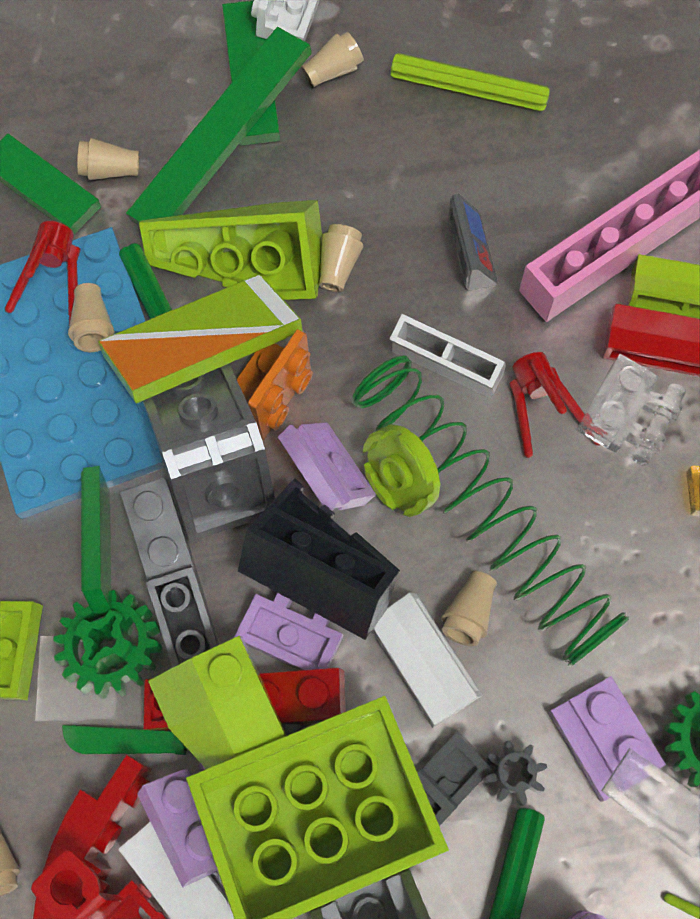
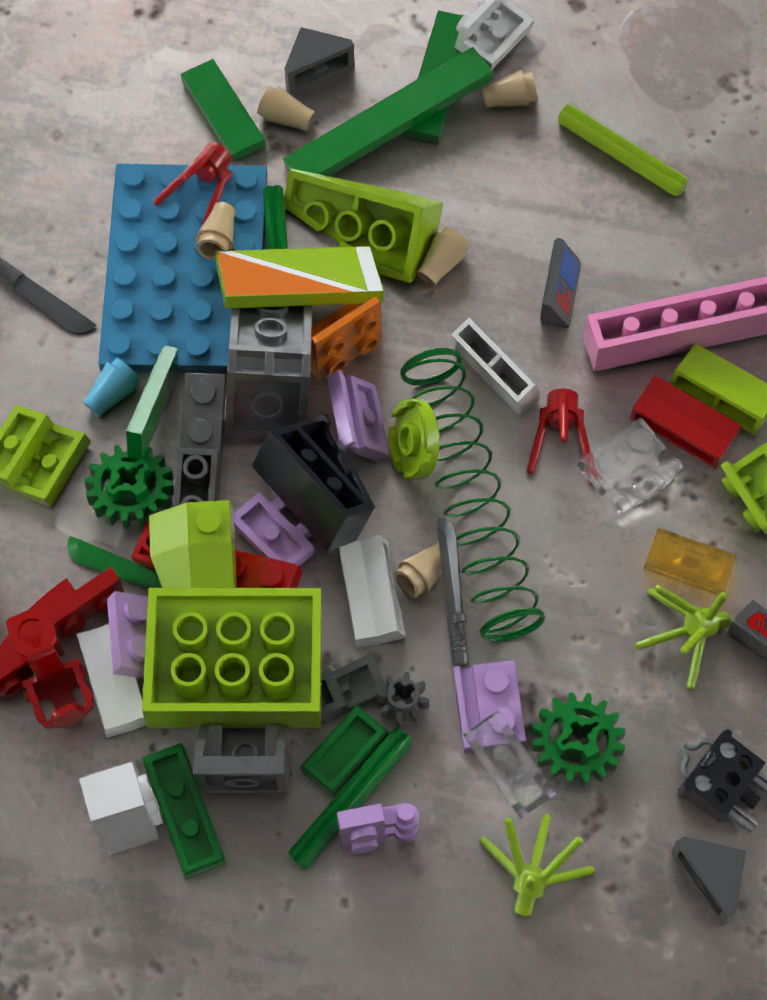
camera: 20 degrees right, 5 degrees down
(40, 535) = (111, 386): none -> medium azure cone
(119, 95) = (317, 58): none -> dark grey slope
(474, 858) = (344, 751): none -> green tile
(514, 623) = (453, 591): none -> dark grey piece

